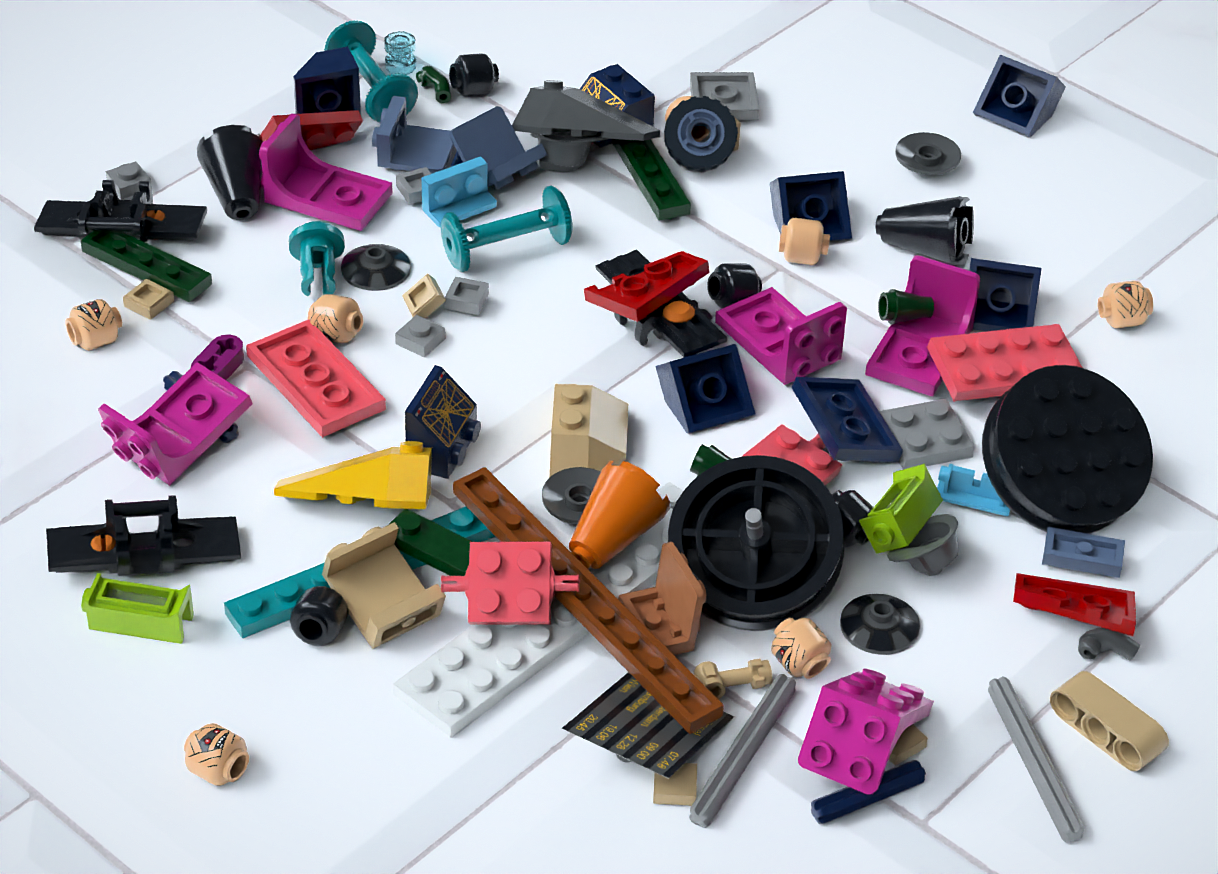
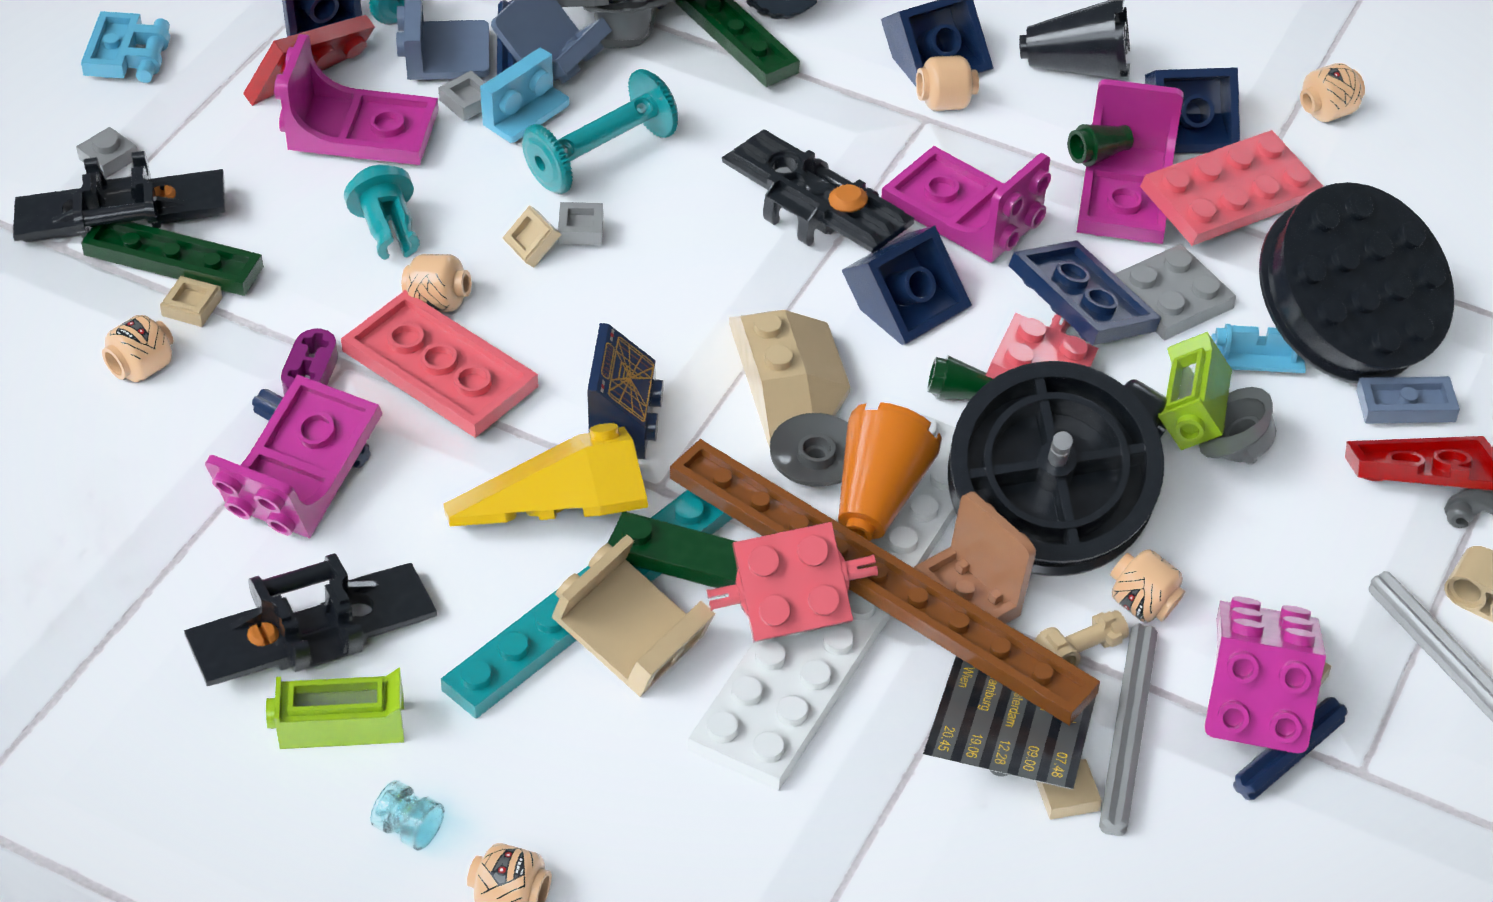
camera: 15 degrees left, 5 degrees up
(159, 692) = (406, 814): none -> clear light blue wheel
(164, 101) = (113, 46): none -> medium azure plate
(233, 168) = (240, 116): black cone -> none
(319, 616) = (566, 671): black head -> none
(375, 267) = (453, 207): dish -> none
(420, 336) = (542, 284): light grey plate -> none
(645, 292) = (807, 176): red wing -> none
(733, 283) = (888, 151): black head -> none
(880, 624) = (1215, 535): dish -> none

